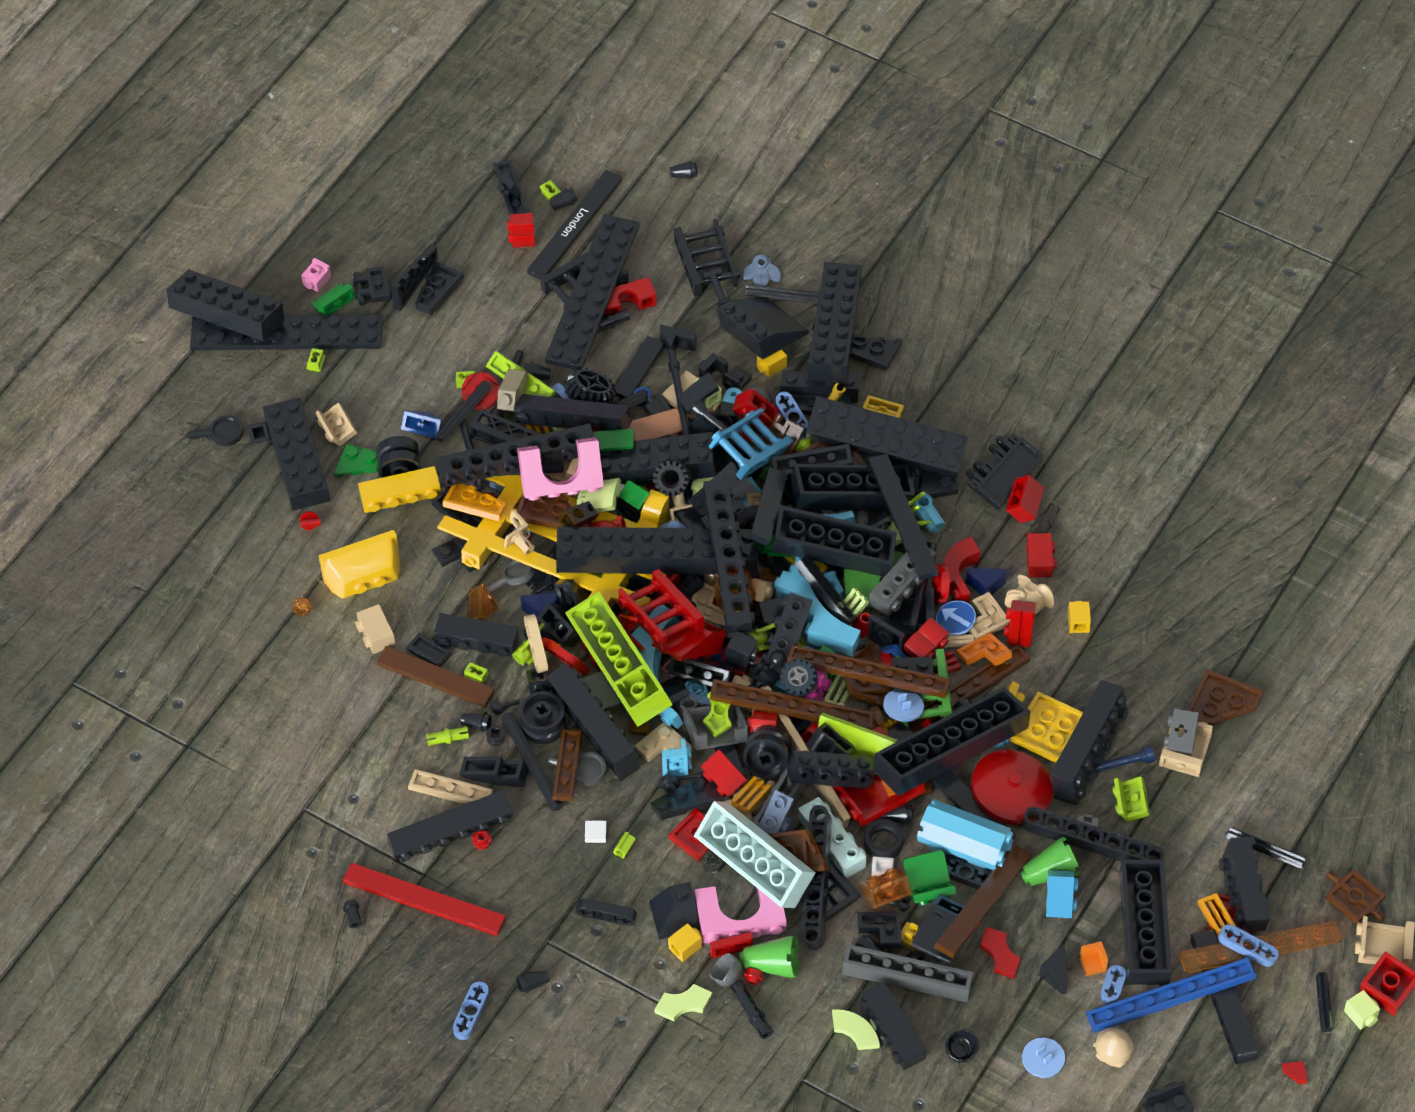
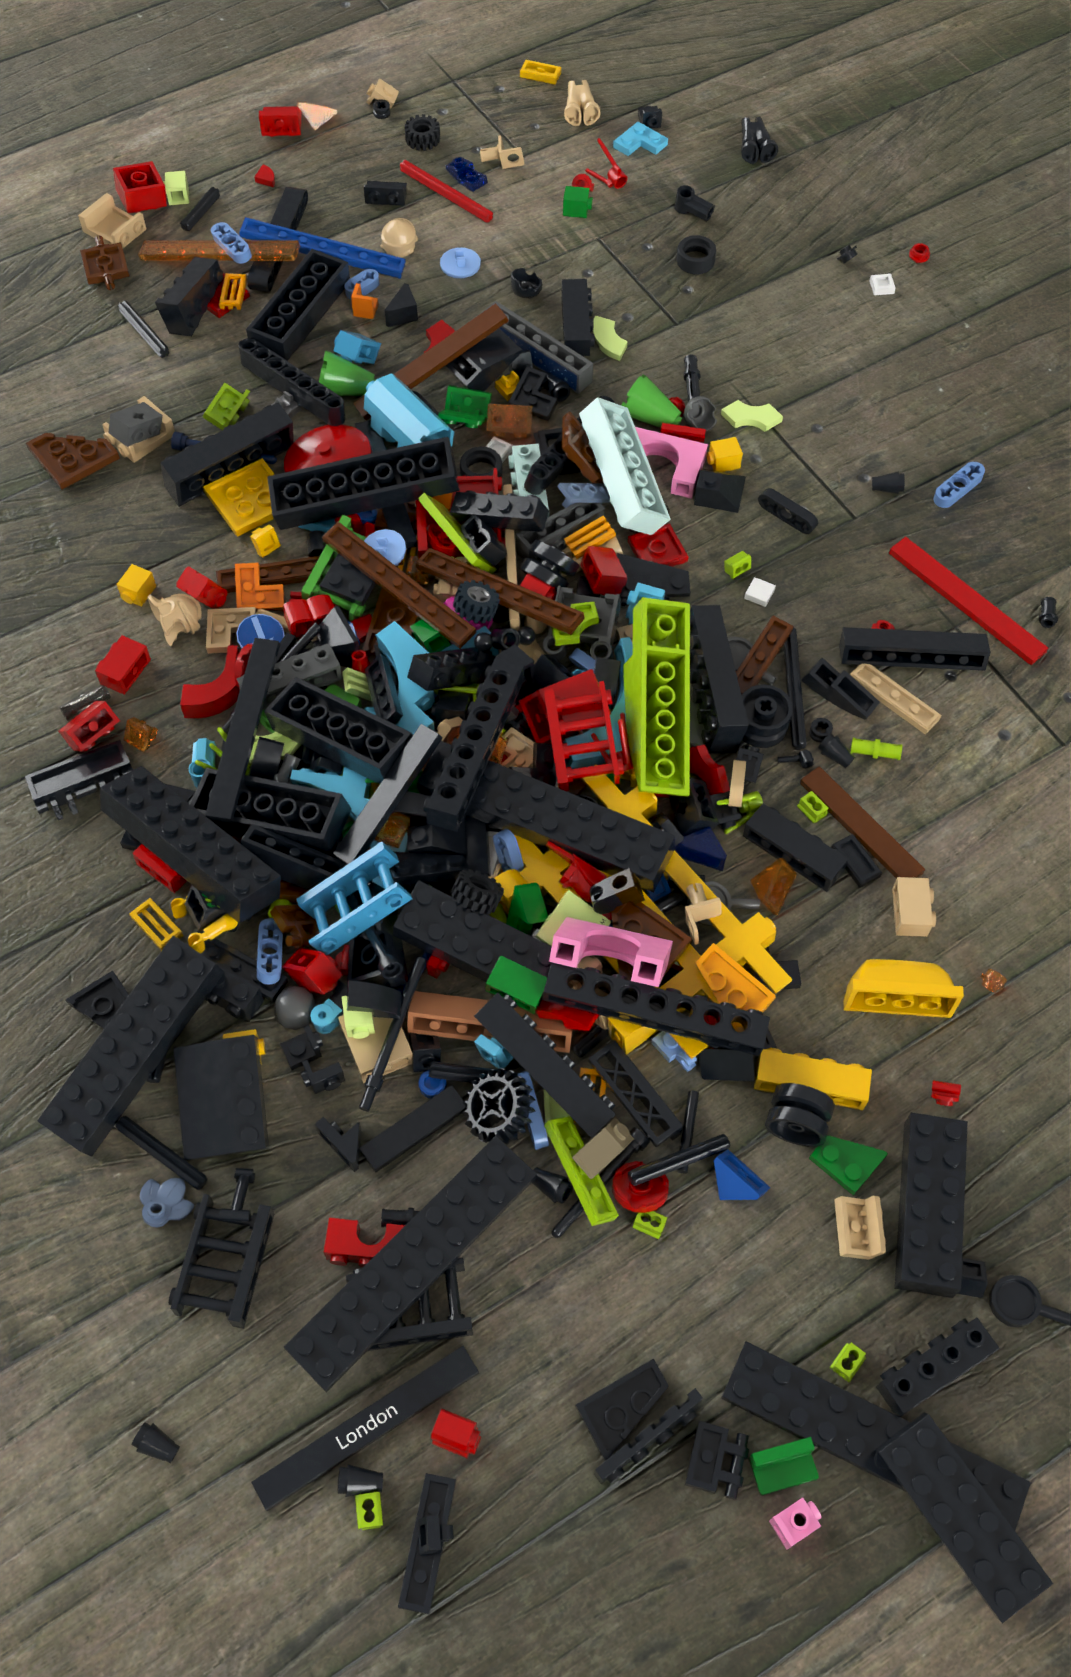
camera: 155 degrees left, 5 degrees up
(262, 375) = (936, 1367): none -> black brick
(986, 579) = (196, 661): clear blue slope -> none
(988, 513) = (139, 734): none -> clear orange tile

